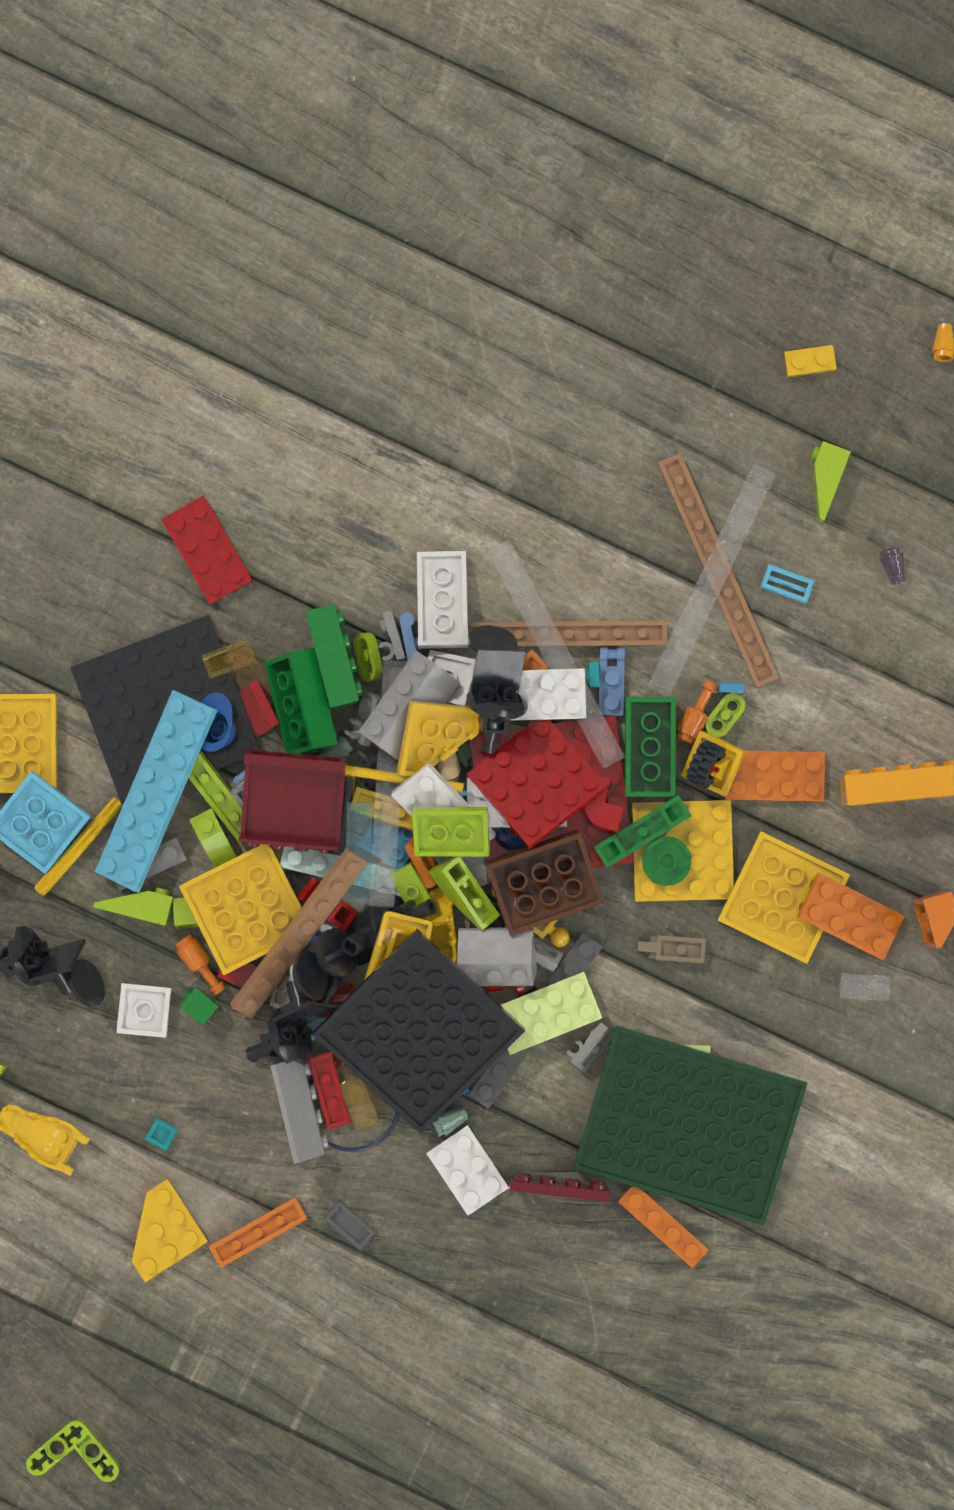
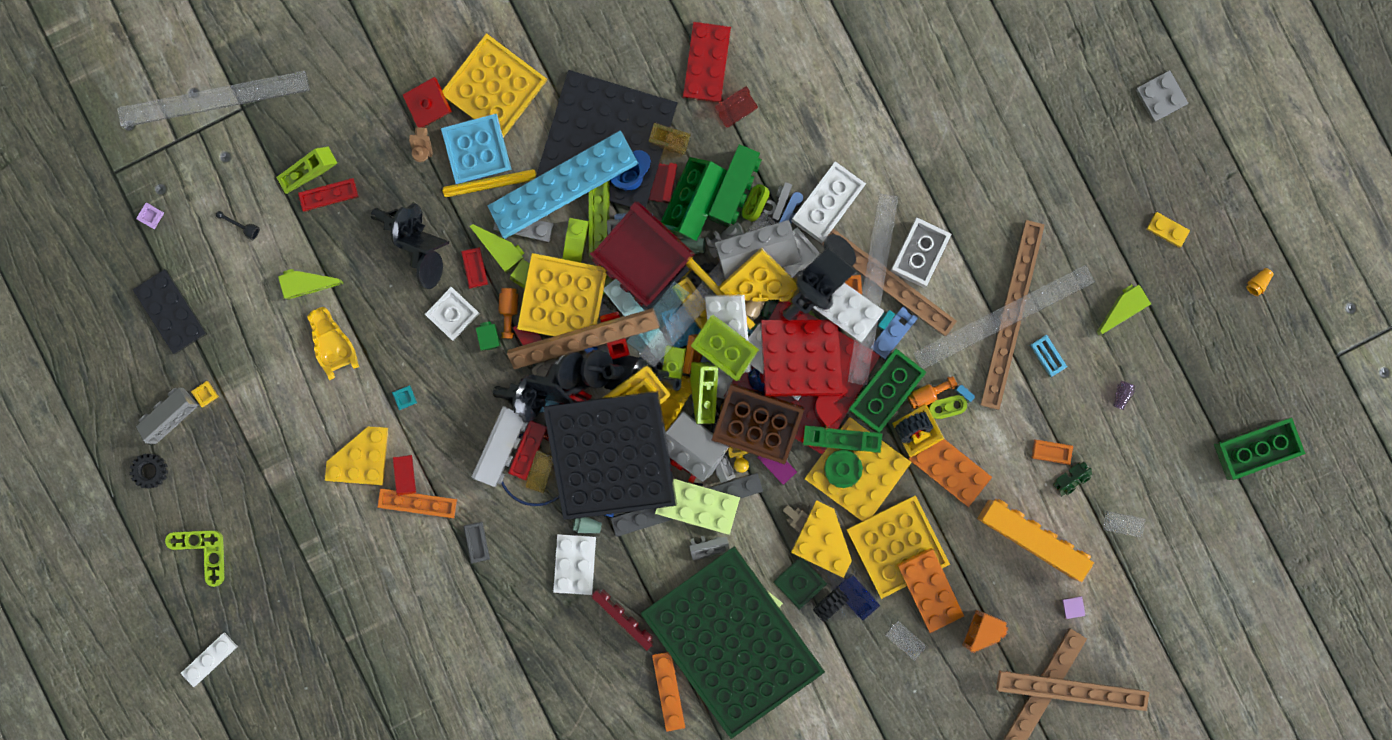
camera: 30 degrees right, 0 degrees up
(130, 945) = (474, 268): none -> red tile
(222, 1213) = (404, 475): none -> red tile
(272, 574) = (736, 107): none -> clear red panel
(576, 579) = (920, 252): none -> white brick
(606, 912) = (781, 471): none -> magenta tile
(699, 229) = (1161, 96): none -> light grey plate
(702, 950) = (823, 541): none -> yellow plate
(712, 1011) = (800, 582): none -> dark green tile
(760, 1009) = (830, 604): none -> black tyre
(781, 981) = (859, 598): none -> clear blue panel
(866, 679) = (1052, 452): none -> orange tile
(912, 682) = (1068, 484): none -> dark green hinge

